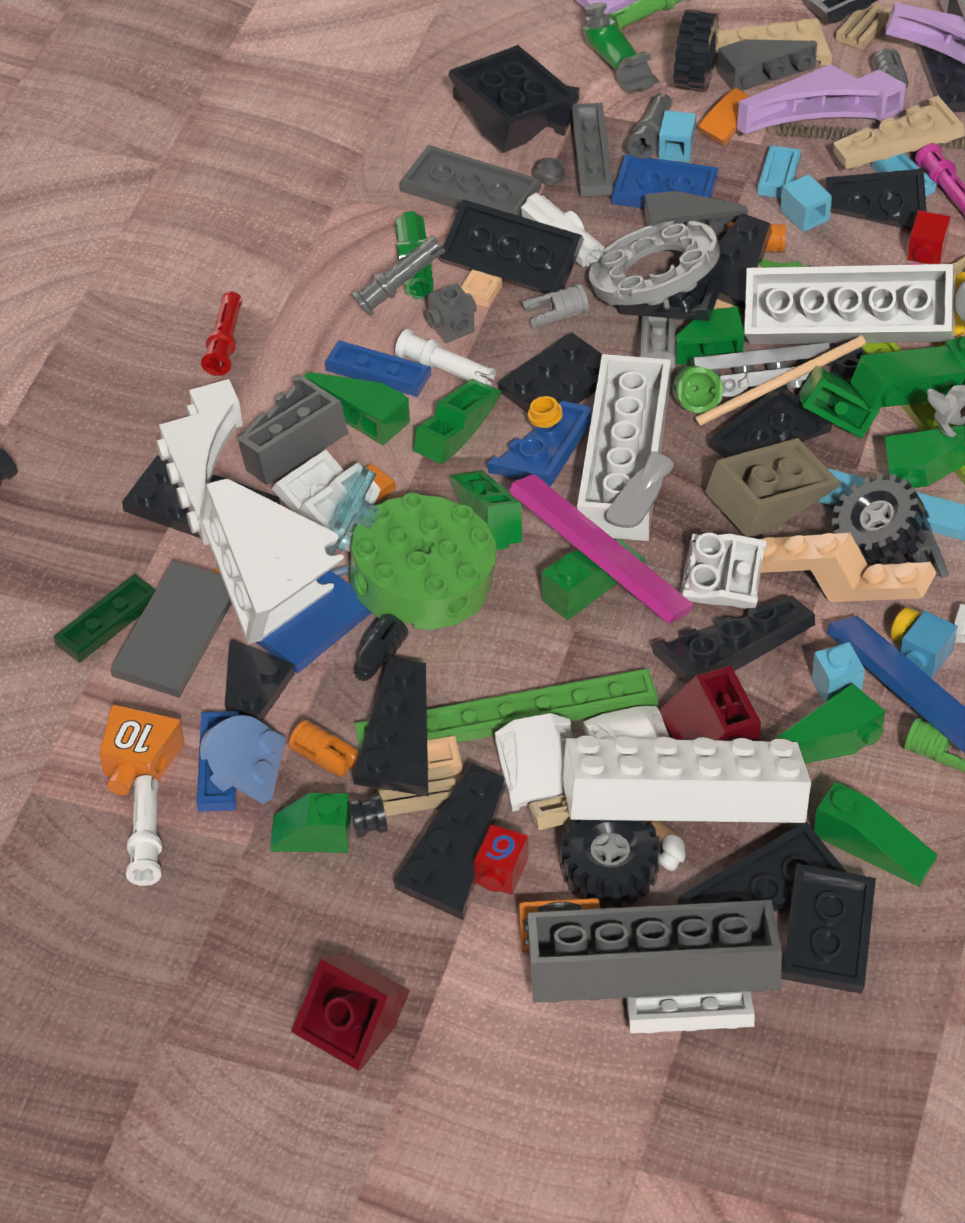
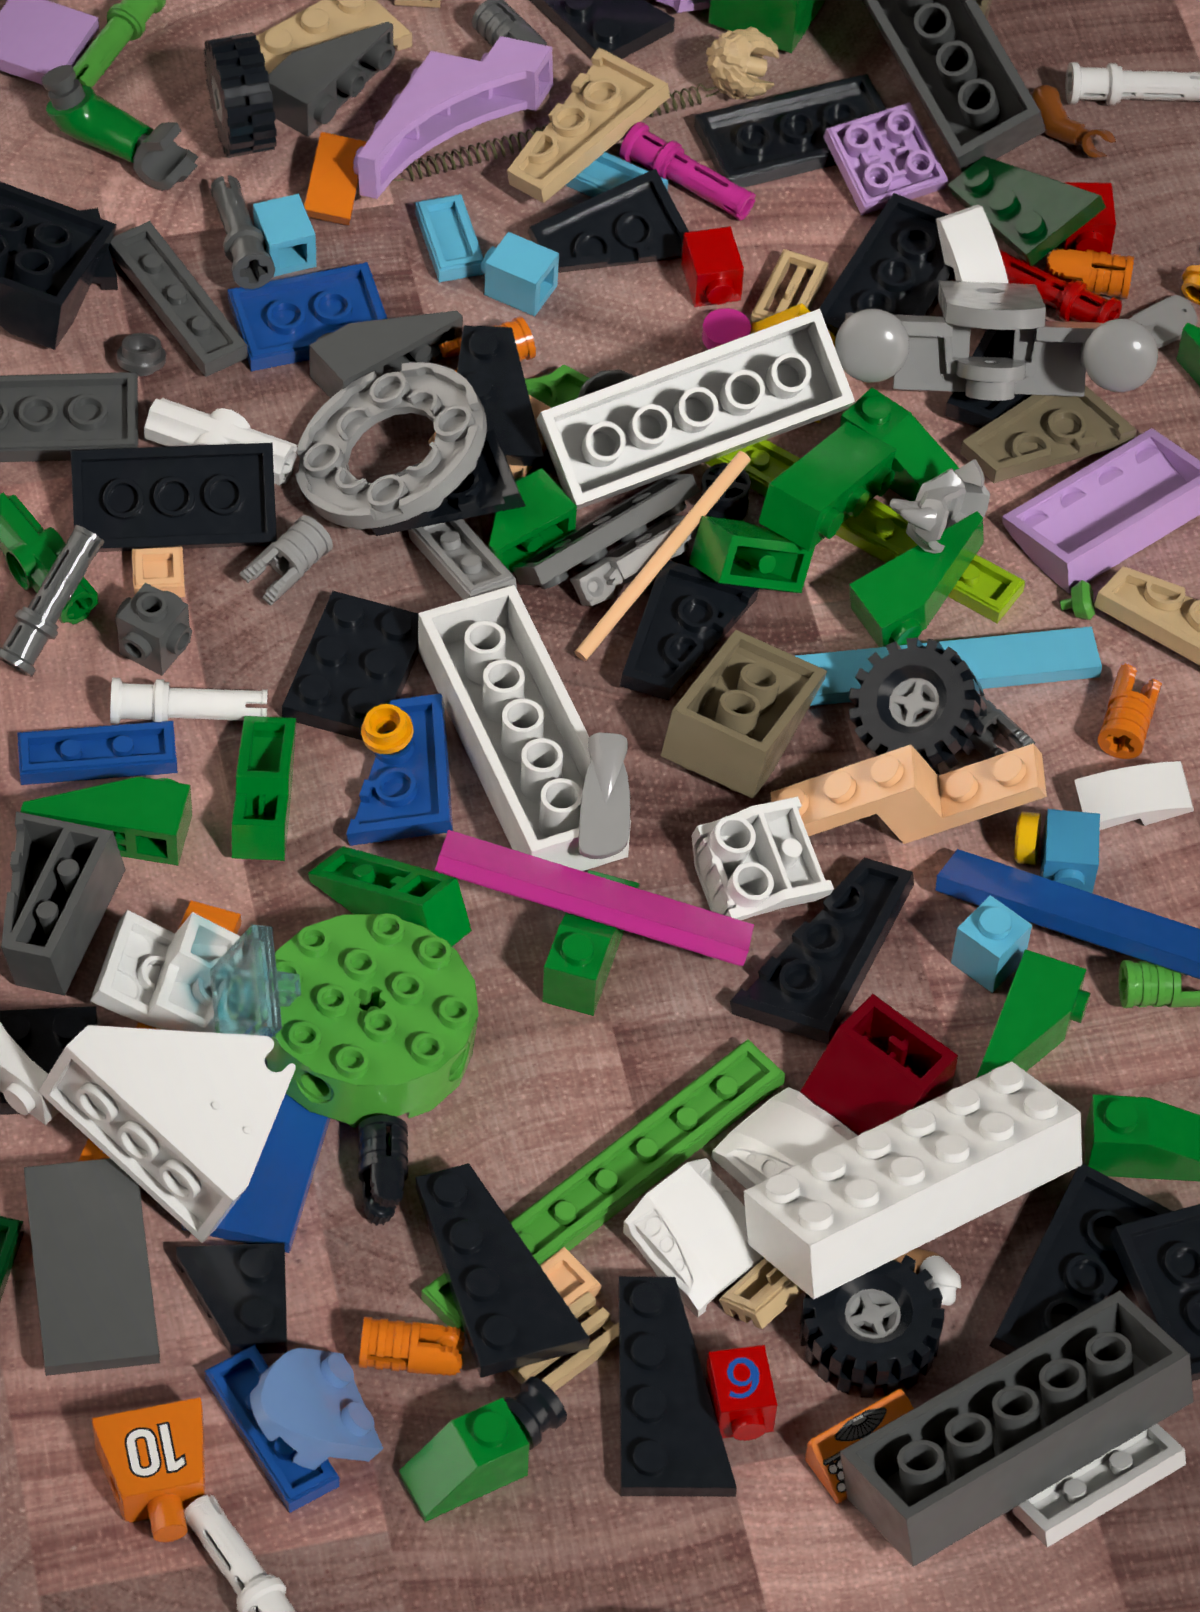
camera: 35 degrees left, 5 degrees up
(697, 389) = (563, 609): bright green piece -> none

